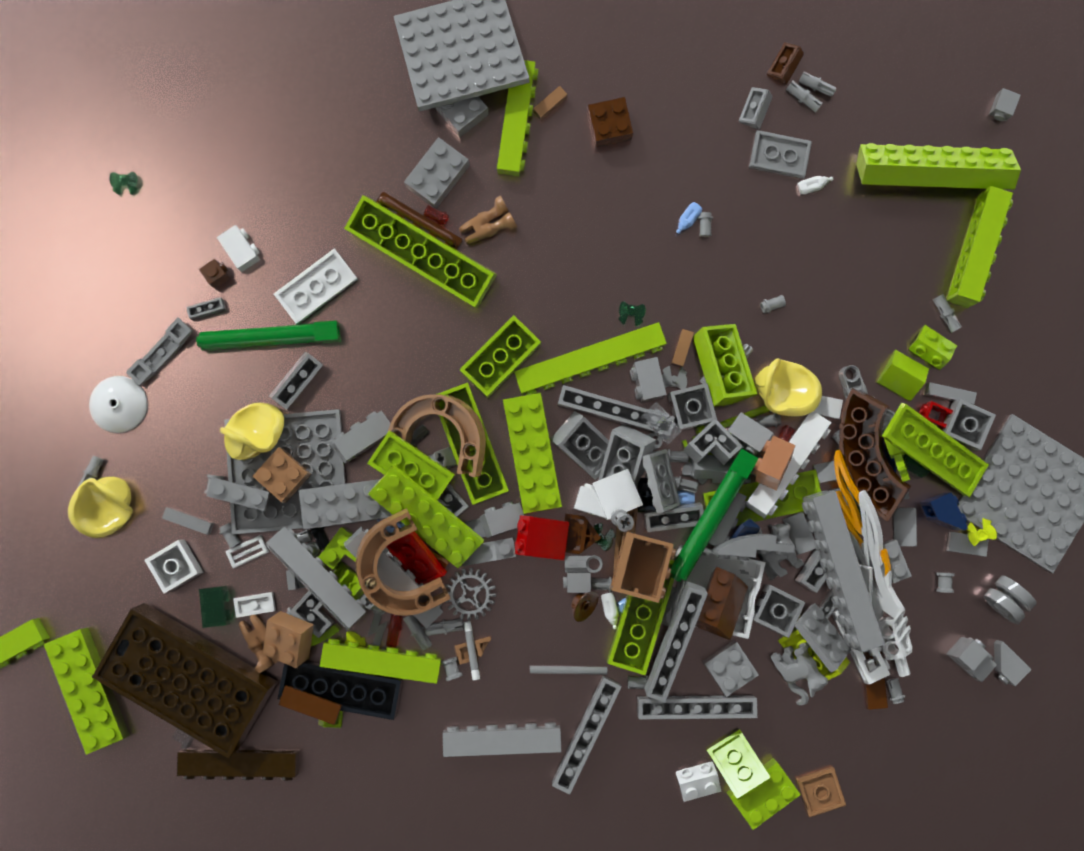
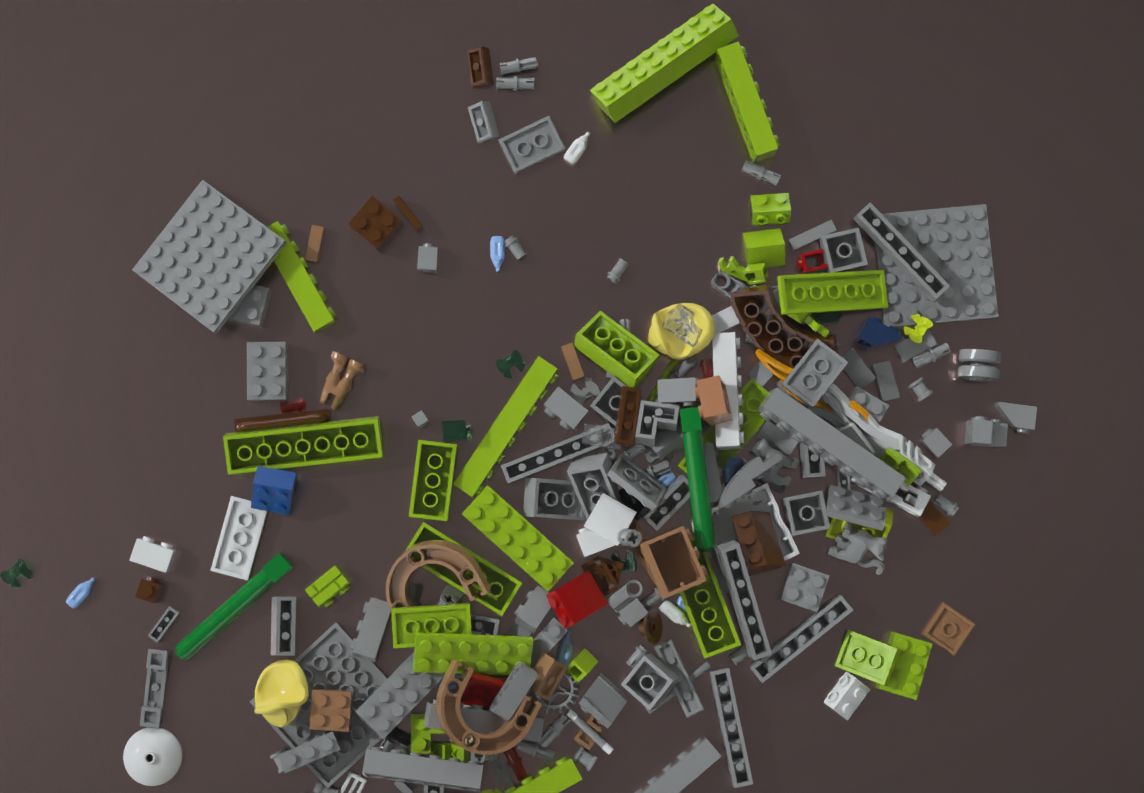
camera: 40 degrees left, 0 degrees up
(160, 235) = (80, 593): none -> light blue piece
(354, 377) = (328, 586): none -> lime brick
(369, 267) = (273, 490): none -> blue brick
(435, 571) = (513, 691): none -> light grey beam
(470, 579) = (548, 675): none -> medium nougat panel
(501, 571) = (565, 649): none -> light blue piece
(501, 634) = (603, 700): none -> light grey slope
(505, 592) = (581, 665): none -> lime brick
(527, 301) = (420, 419): none -> light grey piece
(548, 331) = (456, 431): none -> clear green brick
(550, 648) = (650, 681): none -> light grey brick
(555, 620) = (637, 655): none -> light grey pin
(575, 663) = (683, 688): none -> light grey tile
(630, 180) = (428, 258): none -> light grey brick
(641, 134) = (408, 213): none -> reddish brown tile
(694, 423) = (627, 416): none -> reddish brown tile
(794, 384) = (681, 324): none -> clear arch
(872, 382) = (736, 270): none -> lime piece
(872, 503) = (814, 373): none -> light grey plate
(887, 631) = (901, 465): none -> lime slope
(921, 554) = (885, 381): none -> light grey slope
(925, 634) = (935, 442): none -> light grey brick
(974, 562) = (931, 355): none -> light grey axle
(1015, 460) = (901, 252): none -> light grey brick

